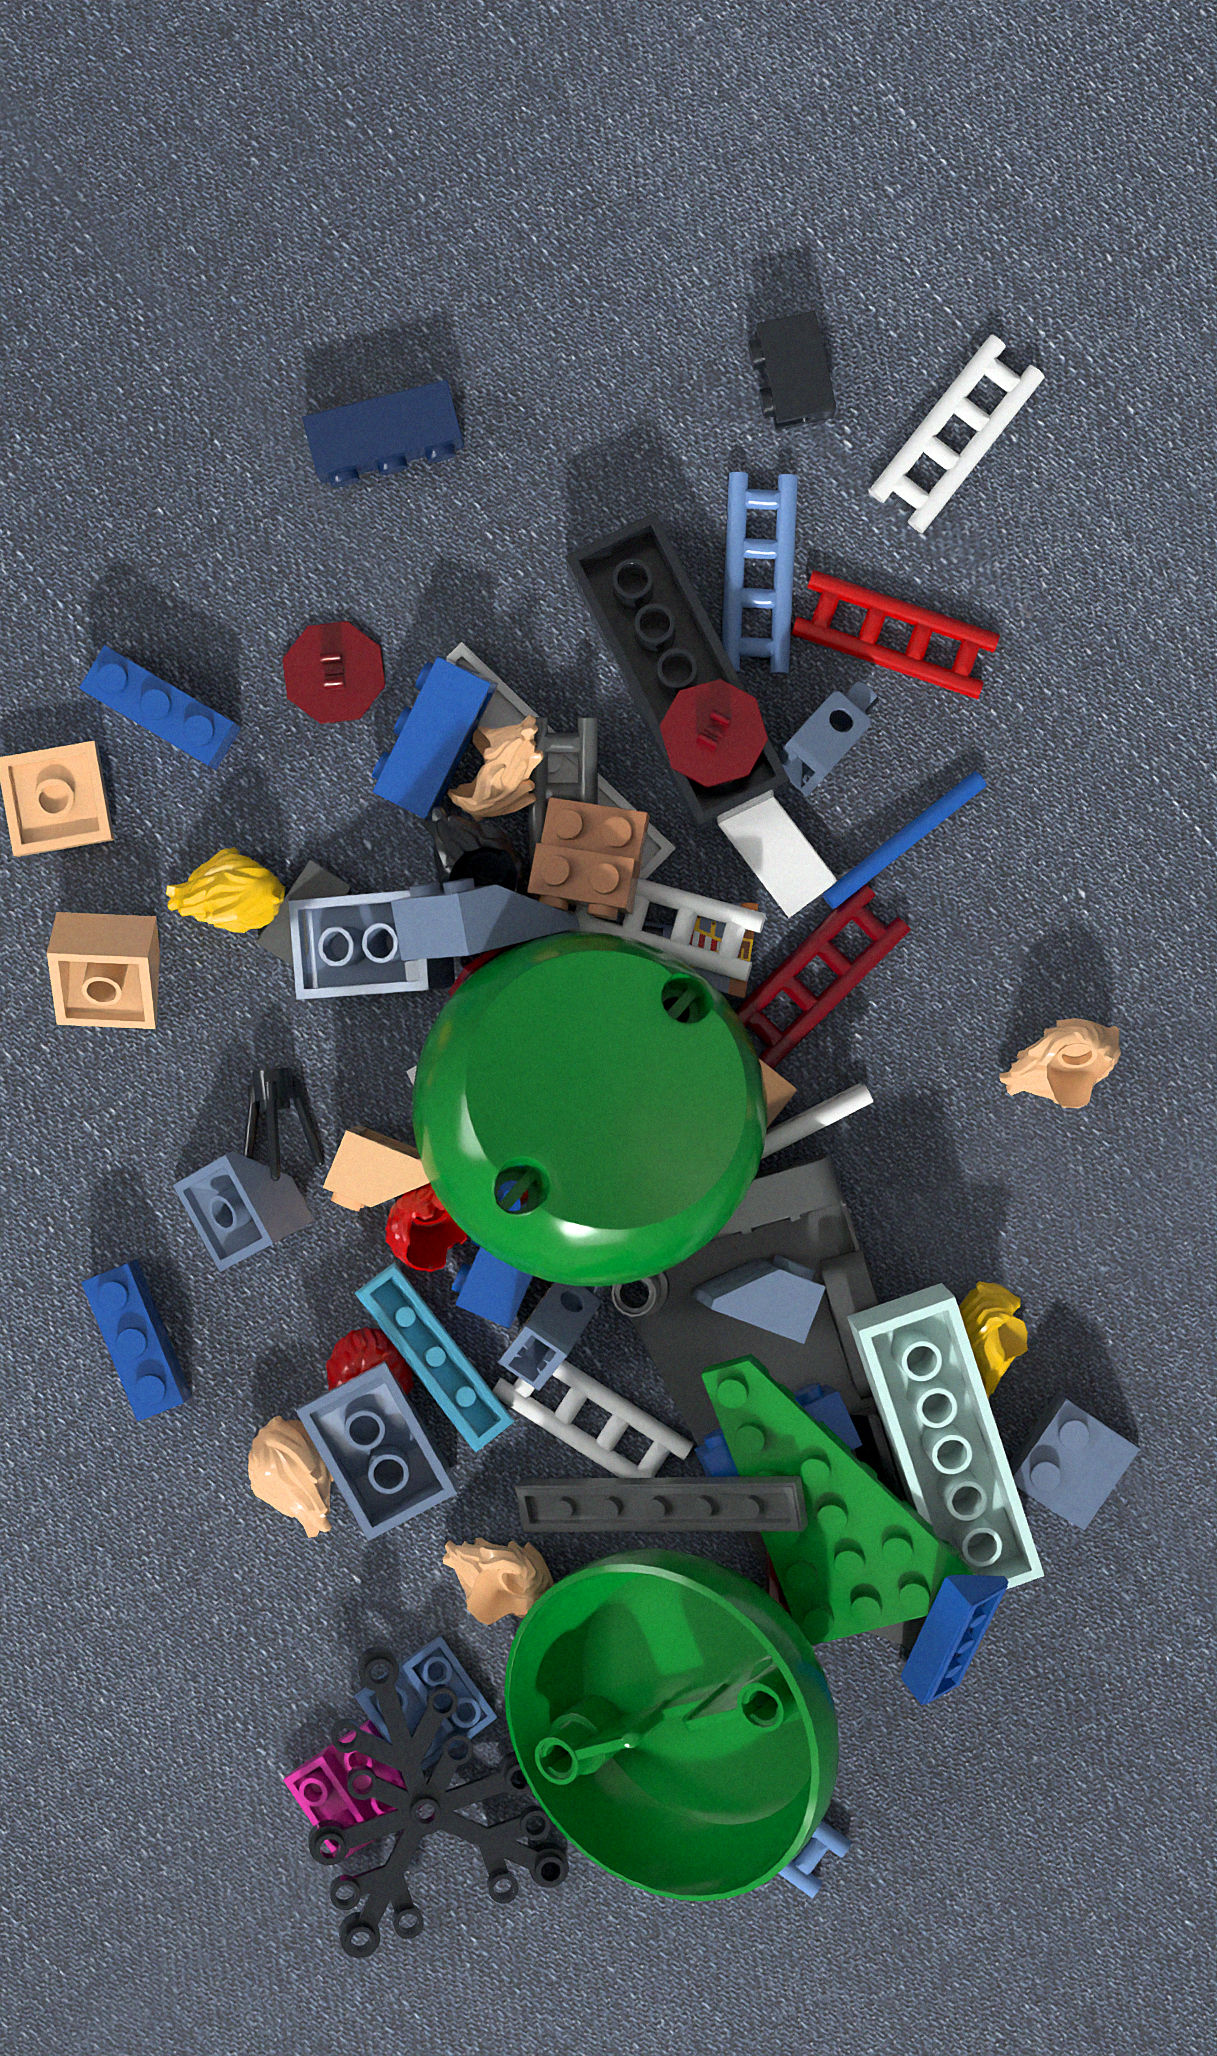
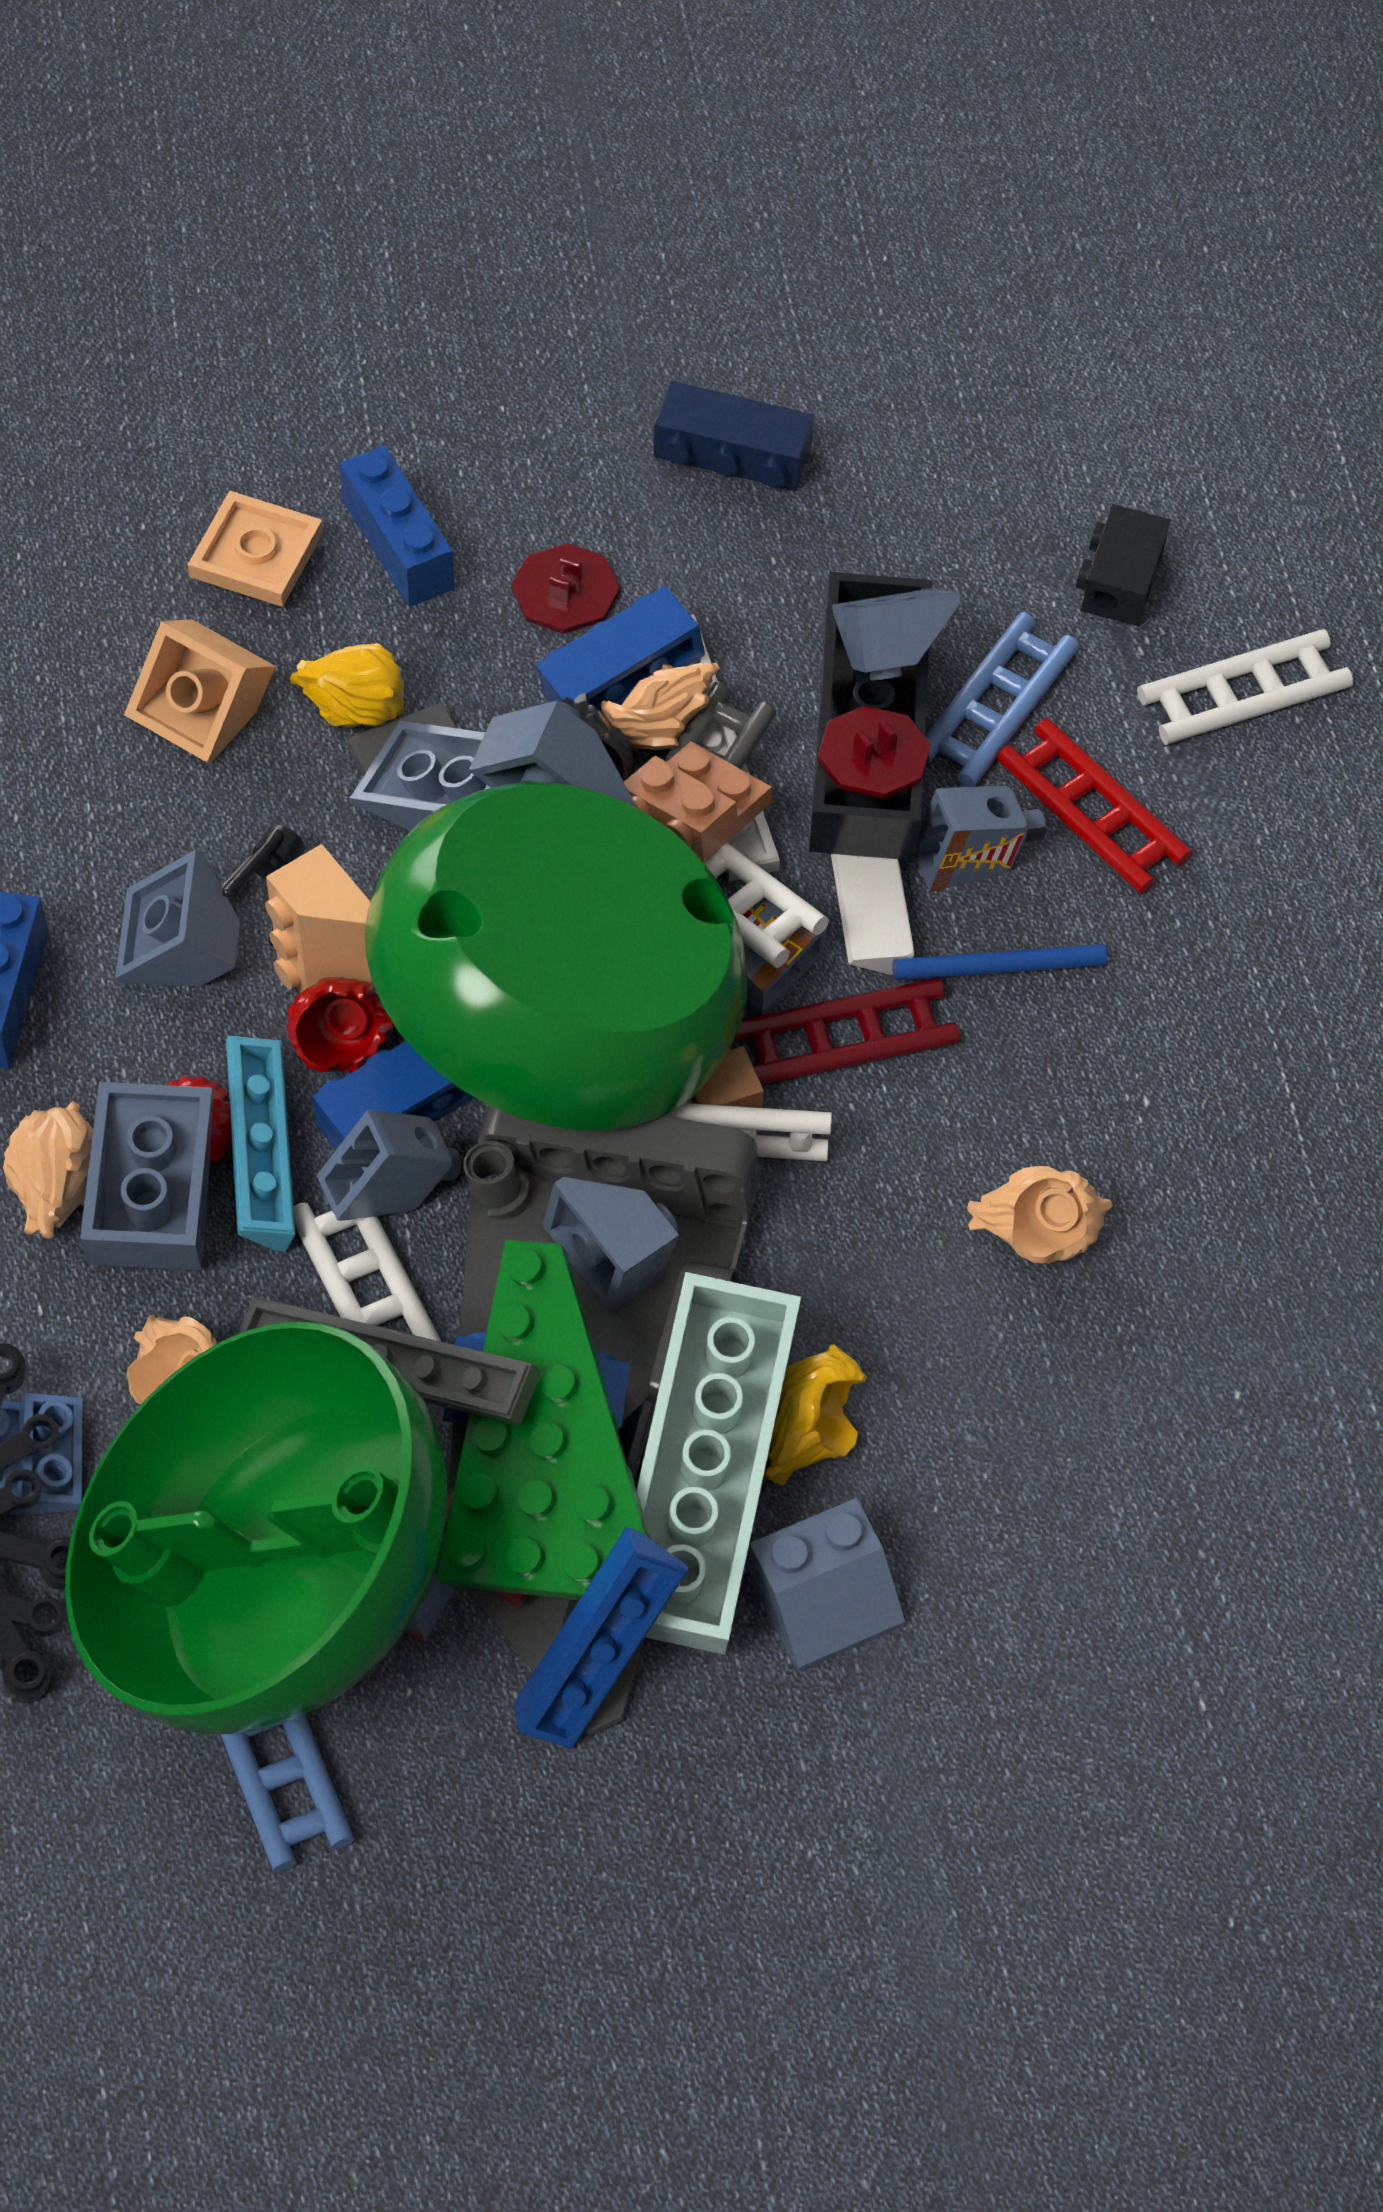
camera: 30 degrees right, 30 degrees down
(662, 597) = (893, 629): none -> sand blue slope

